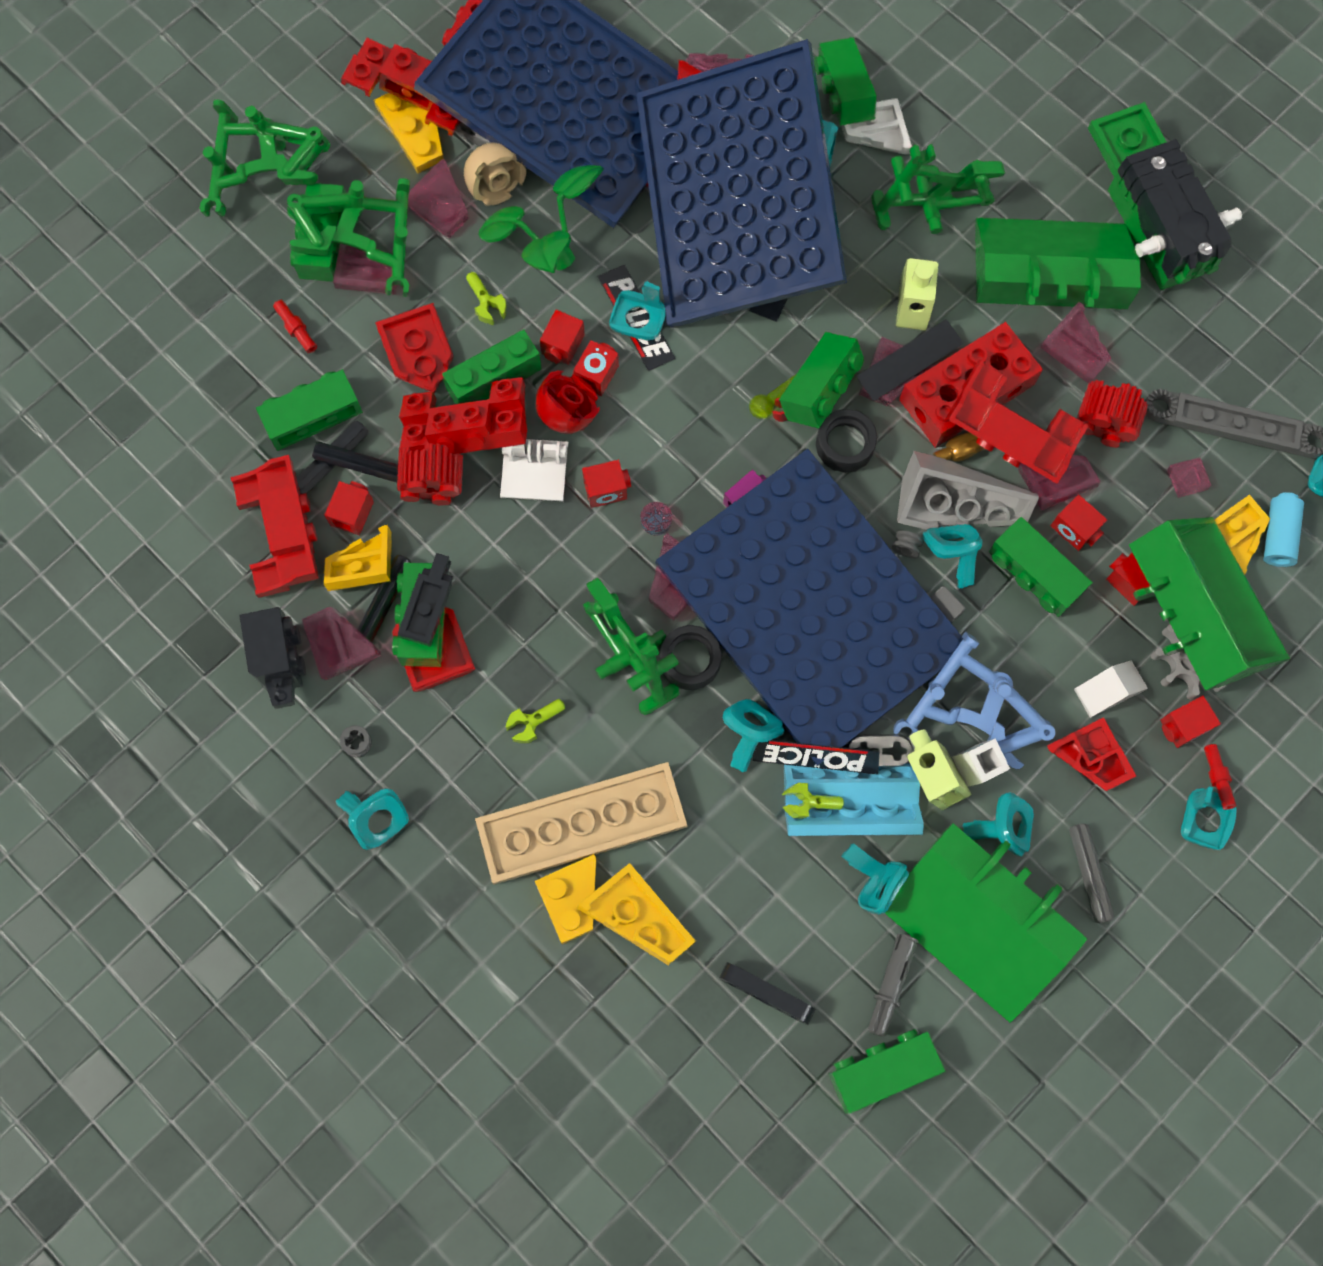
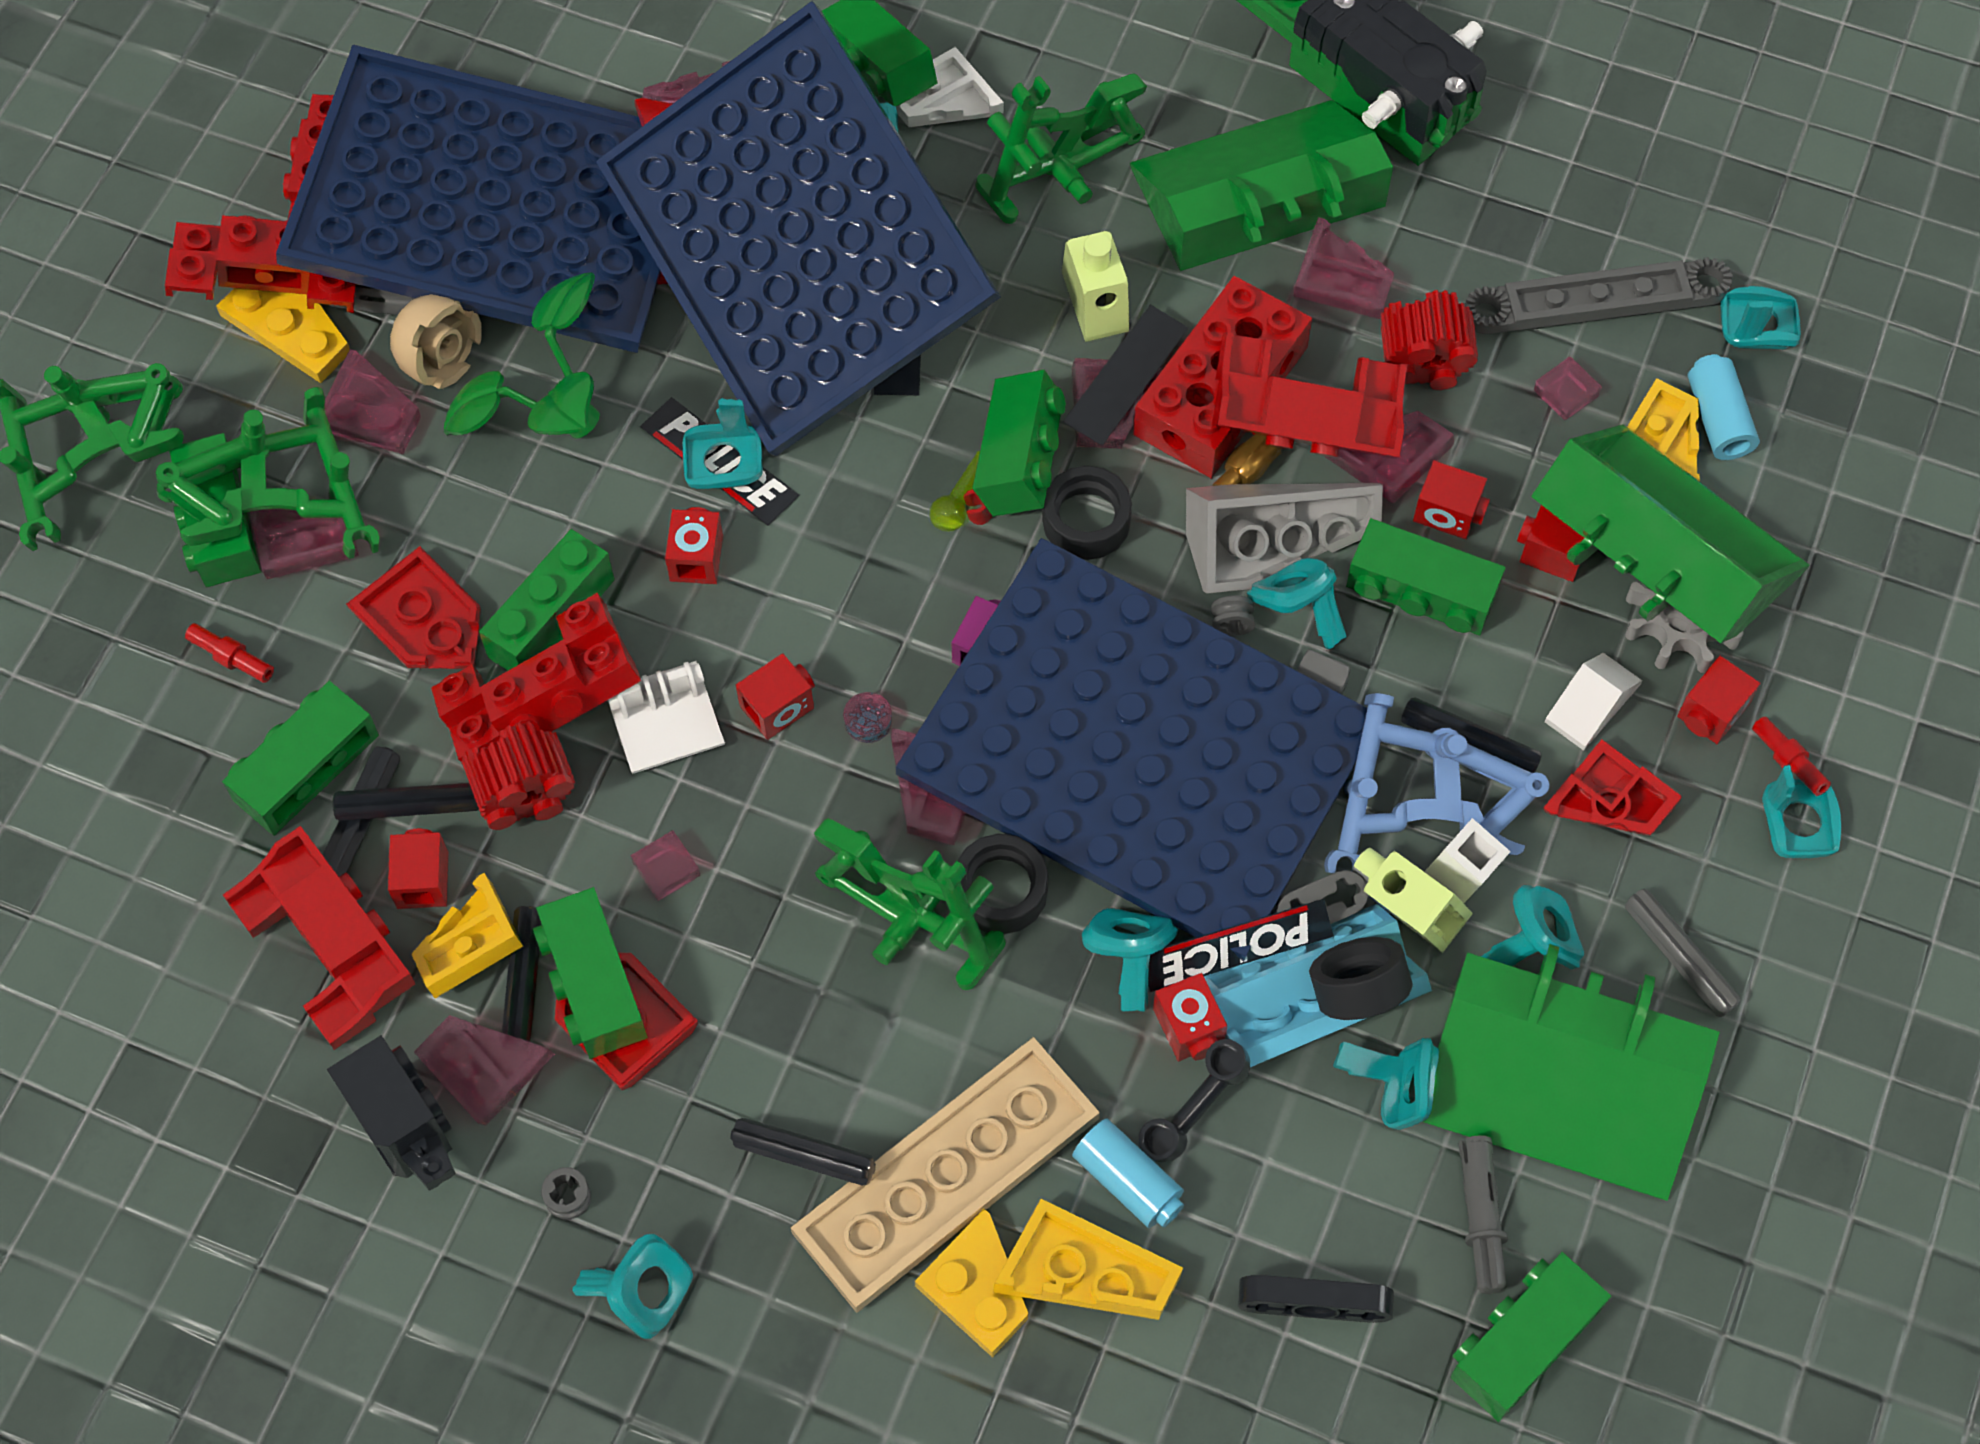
camera: 20 degrees left, 10 degrees down
(427, 602) = (596, 947): black hinge -> none
(486, 300) = (495, 533): lime bar -> none
(496, 563) = (665, 865): none -> clear pink tile
(501, 775) = (803, 1151): none -> black axle
(533, 720) = (813, 1061): lime bar -> none
(562, 337) = (628, 523): red brick -> none
(566, 403) = (673, 607): red cylinder -> none
(689, 870) = (1129, 1174): none -> medium azure brick
(766, 789) = (1189, 1017): none -> red brick
(774, 828) = (1227, 1065): none -> black bar
(810, 801) = (1256, 1007): lime bar -> none
(880, 825) = (1361, 978): none -> black tyre
(1022, 681) = (1429, 718): none -> black axle

